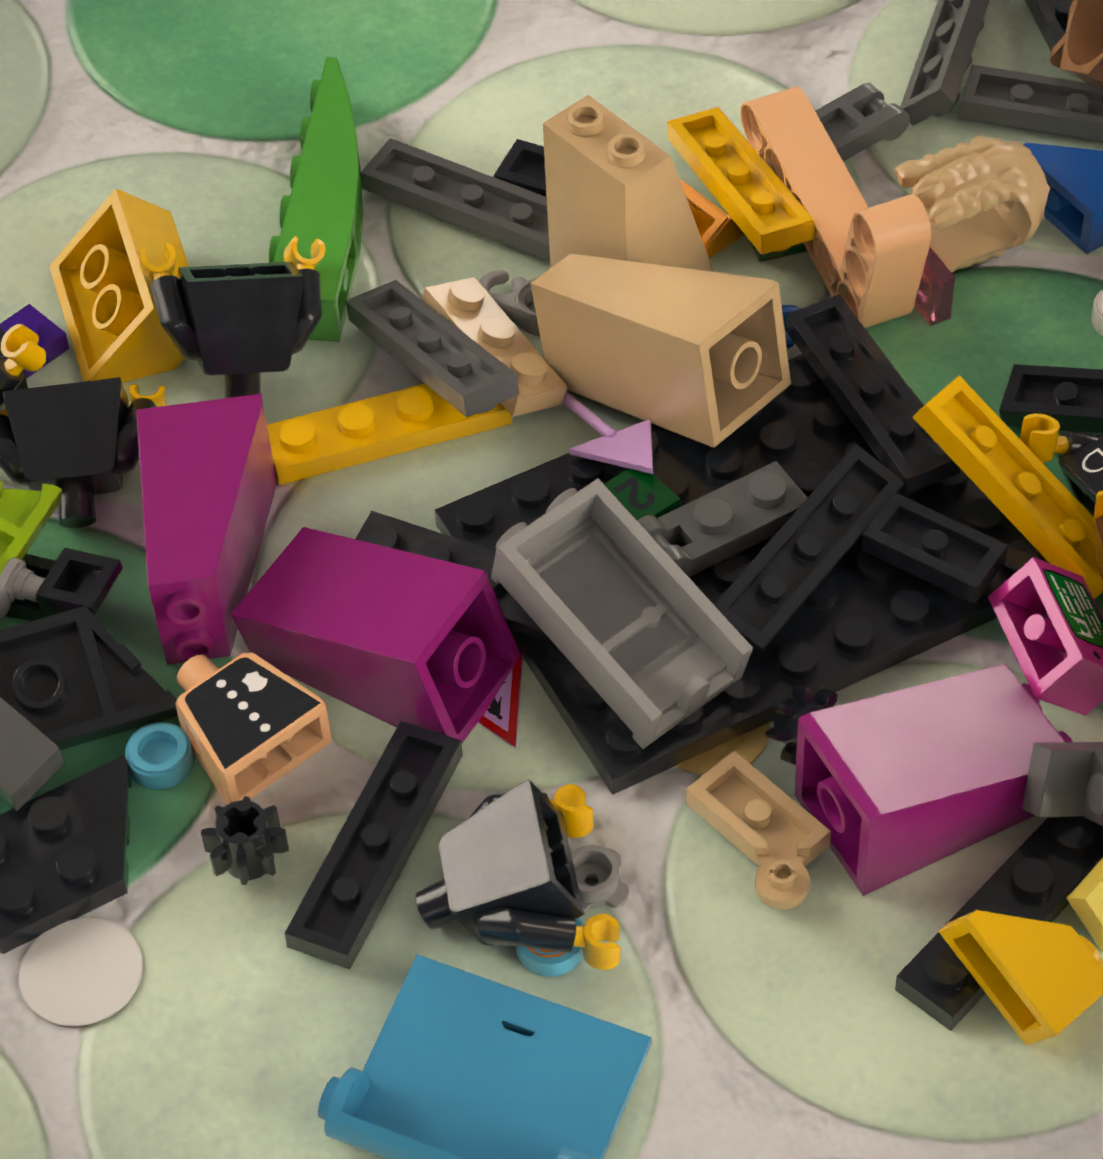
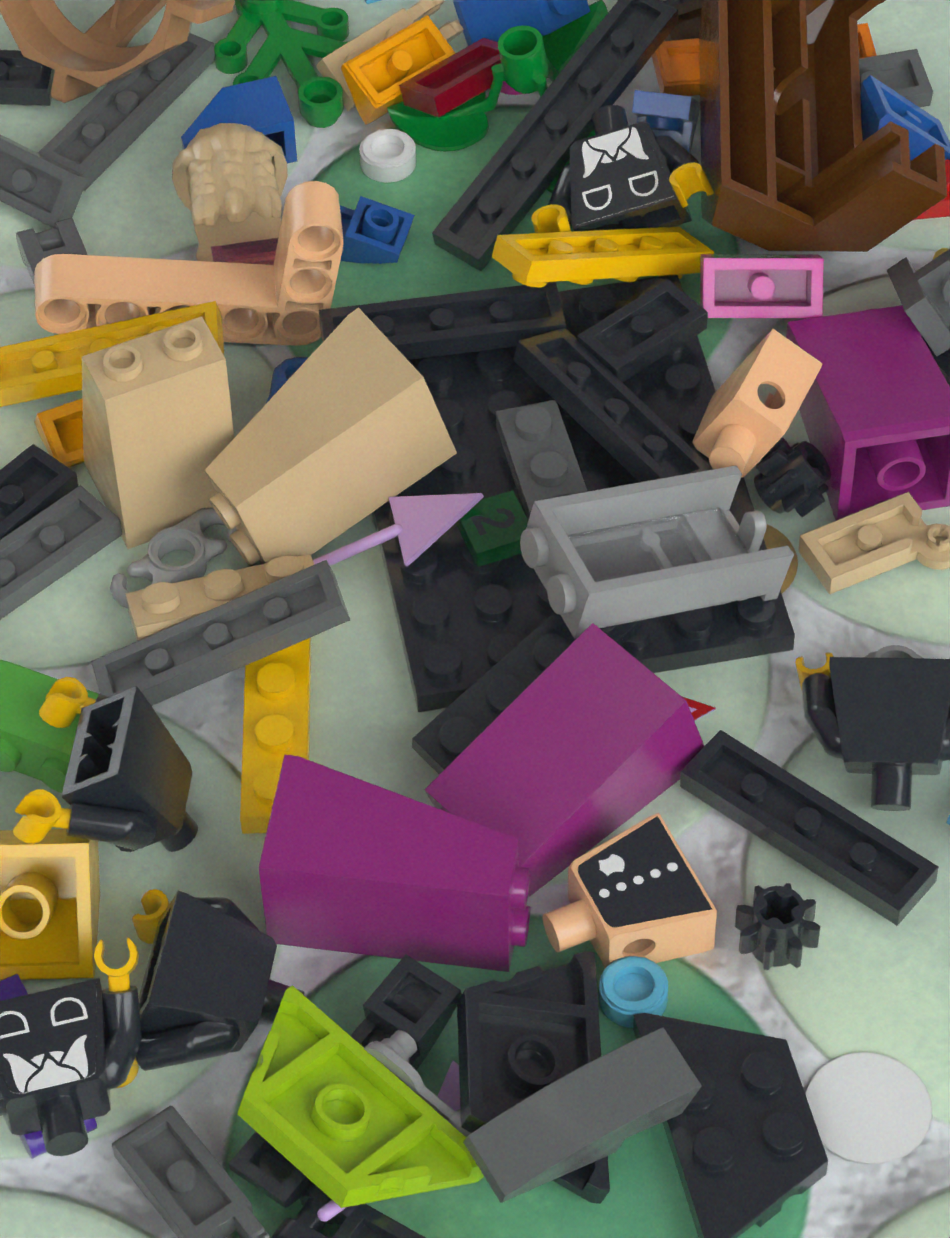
camera: 75 degrees left, 0 degrees up
(872, 648) = (736, 423): none -> light nougat torso
(1000, 308) = (373, 232): none -> blue slope

